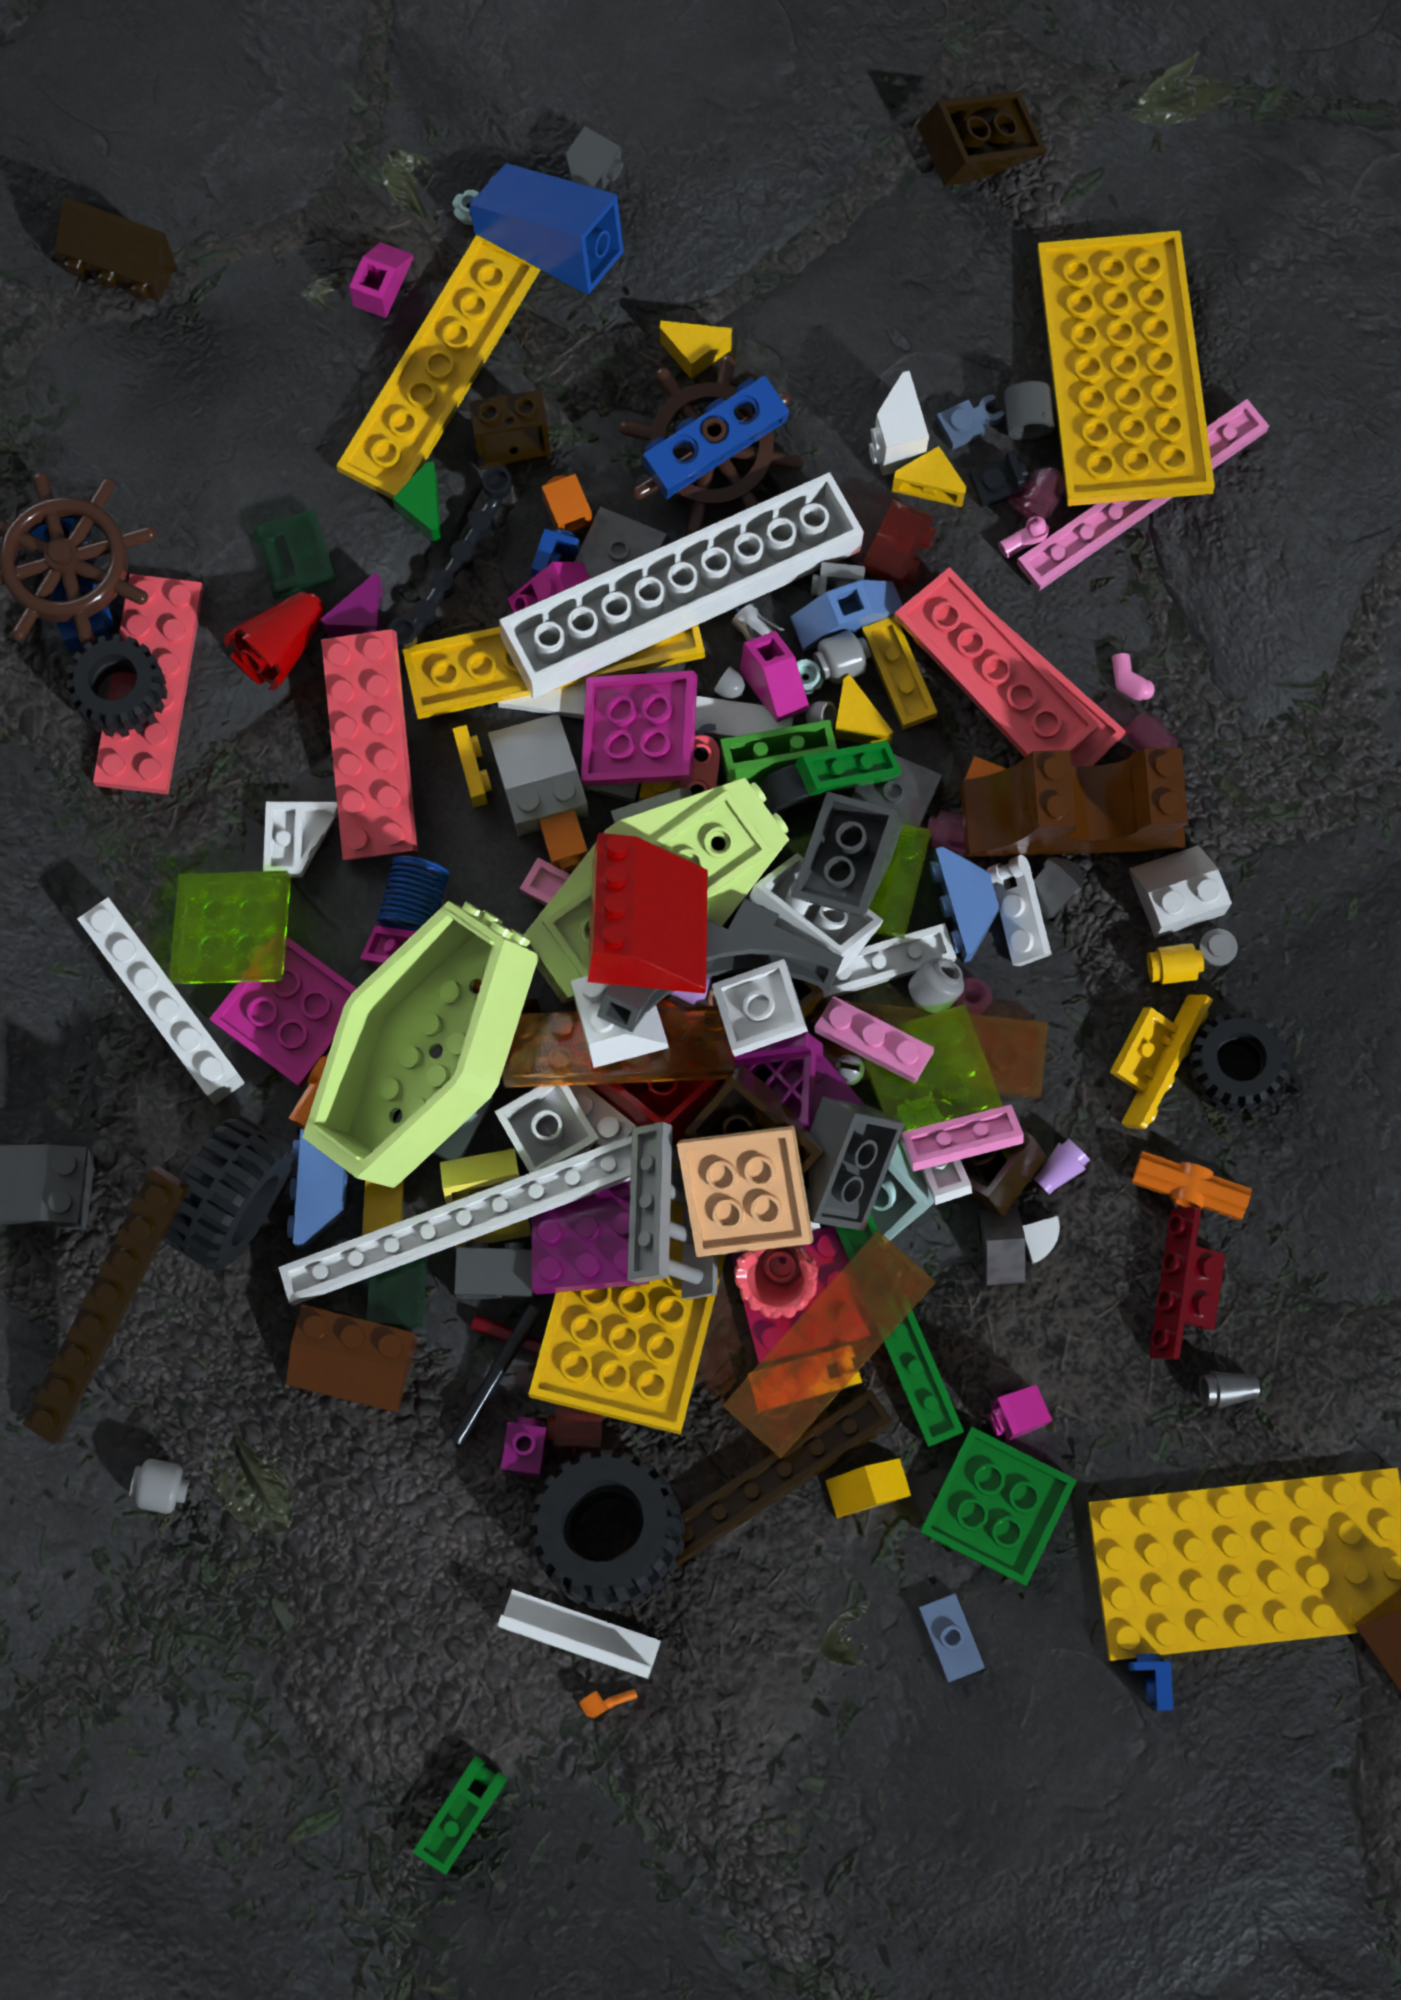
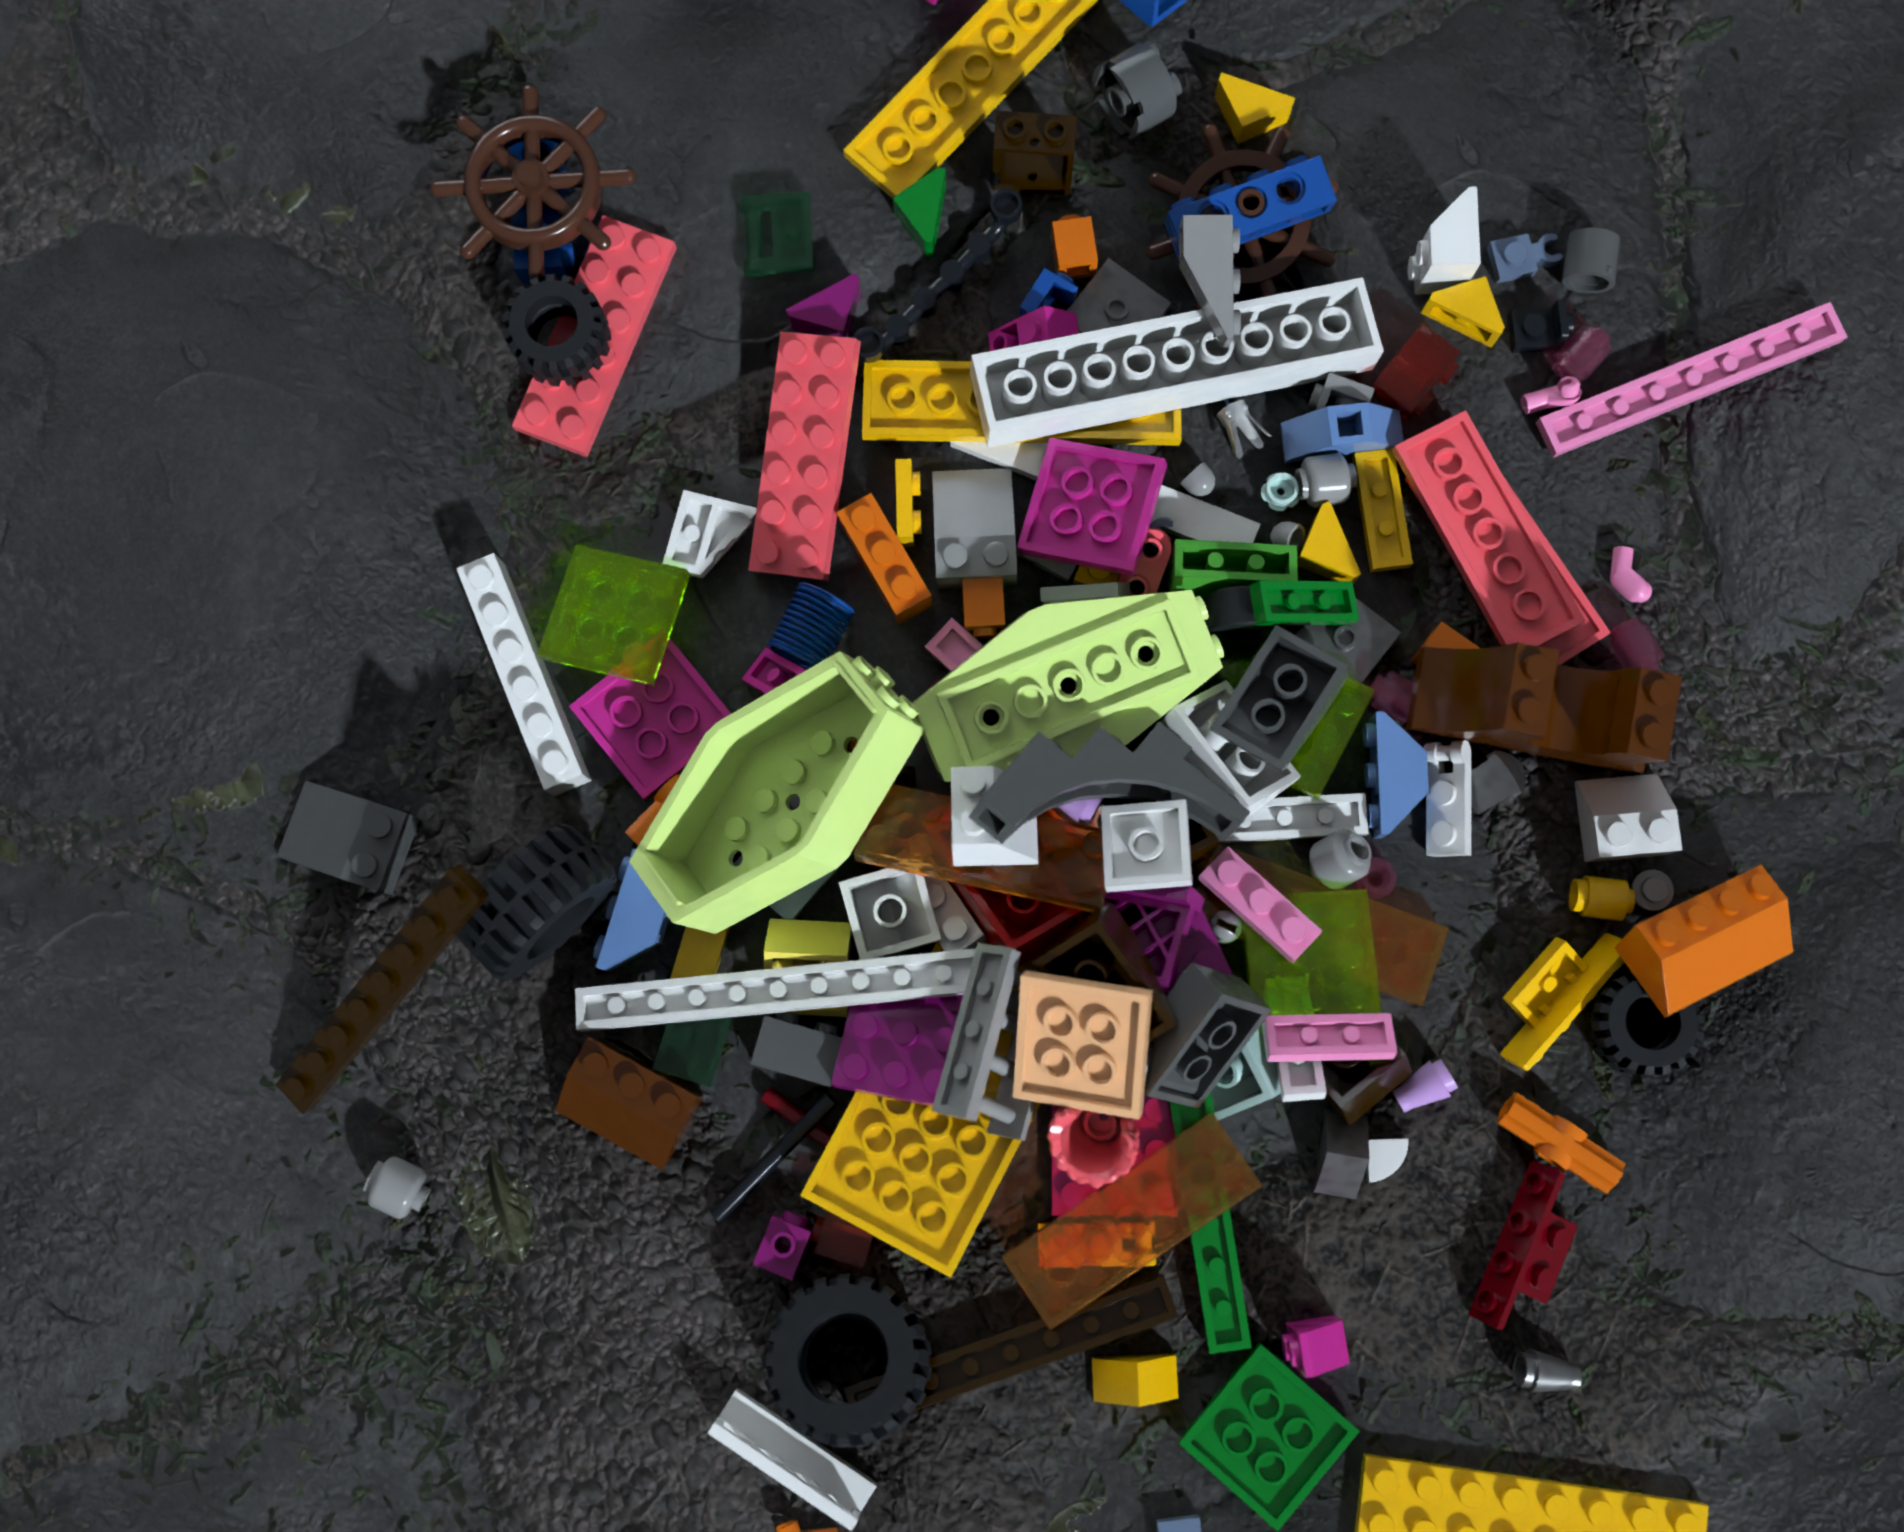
camera: 20 degrees right, 5 degrees up
(276, 638) = (736, 318): red cone -> none
(464, 820) = (884, 559): none -> orange brick
(588, 352) = (1136, 89): none -> dark grey brick
(647, 917) = (1048, 722): red slope -> none
(688, 491) = (1207, 265): none -> light grey slope
(774, 676) = (1248, 483): dark pink slope -> none
(1125, 368) = (1706, 239): yellow plate -> none
(1273, 974) = (1709, 940): none -> orange slope

